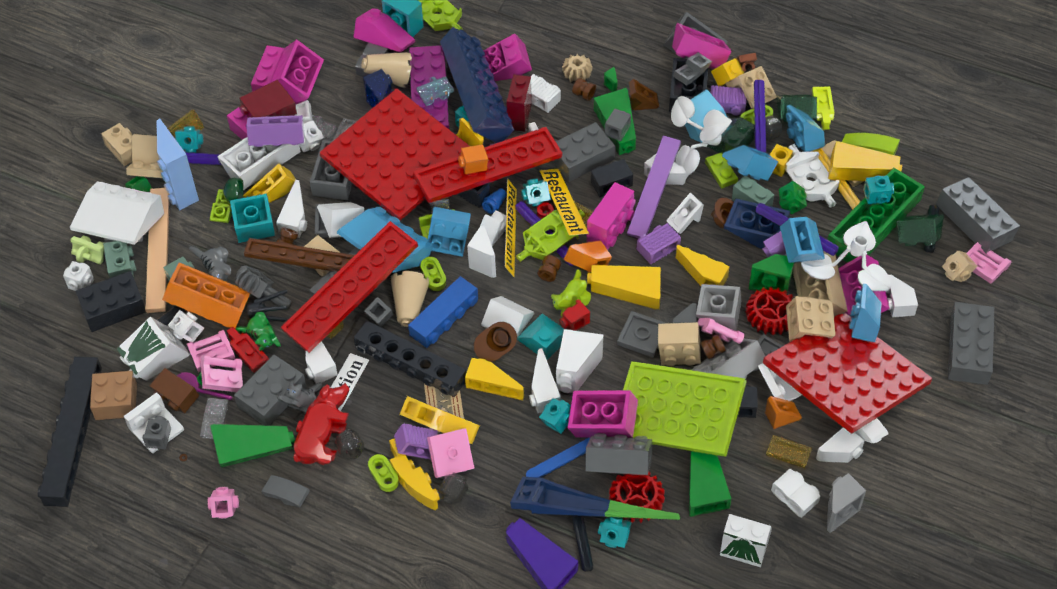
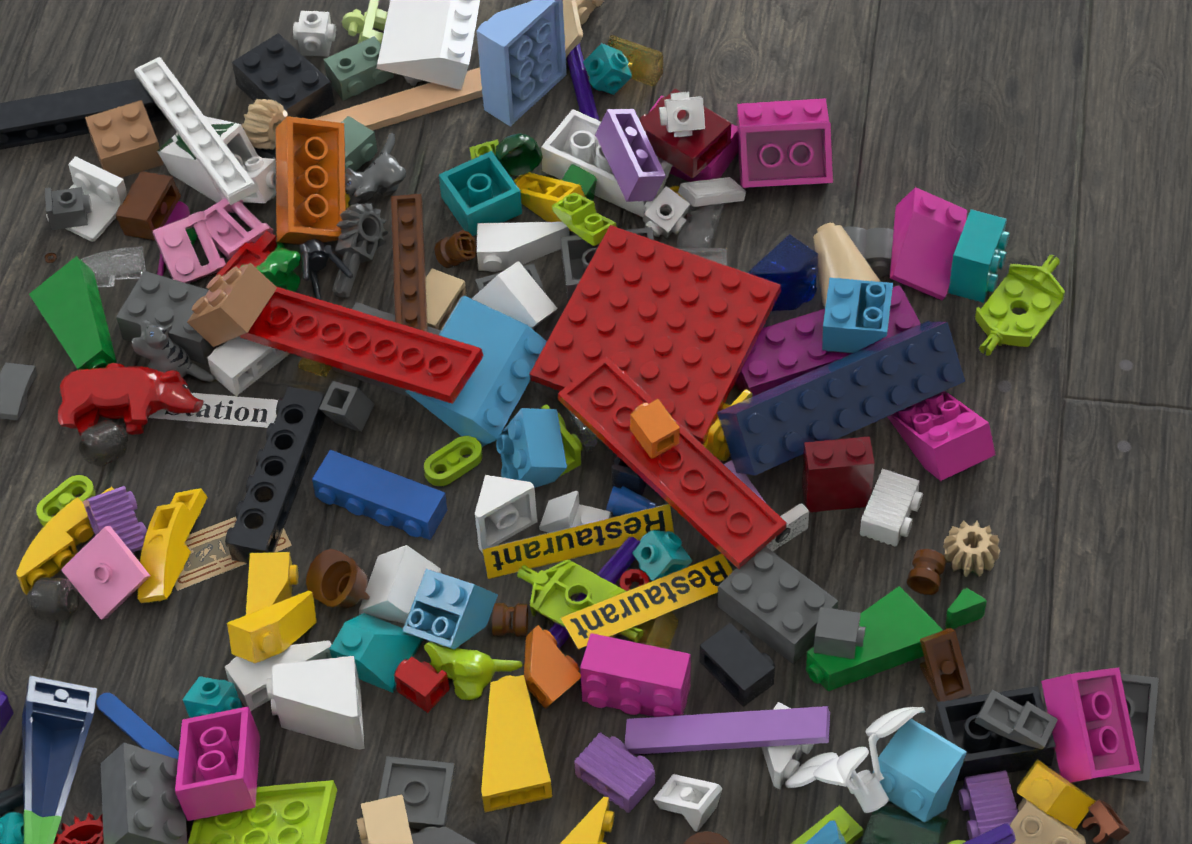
camera: 75 degrees right, 0 degrees up
(141, 342) = (196, 131): none -> white tile
(146, 308) = (262, 122): none -> tan gear
(265, 167) = (583, 178): none -> green slope
(269, 92) = (694, 114): none -> white brick
(292, 345) = (231, 304): none -> medium nougat brick
(299, 169) = (581, 217): none -> lime slope
(408, 295) = (389, 436): tan cone -> none
(430, 60) = (855, 314): none -> dark azure slope
(434, 90) = (799, 338): clear light blue hips -> none
(526, 373) = (272, 628): none -> yellow slope
(539, 290) = (448, 610): none -> dark azure slope

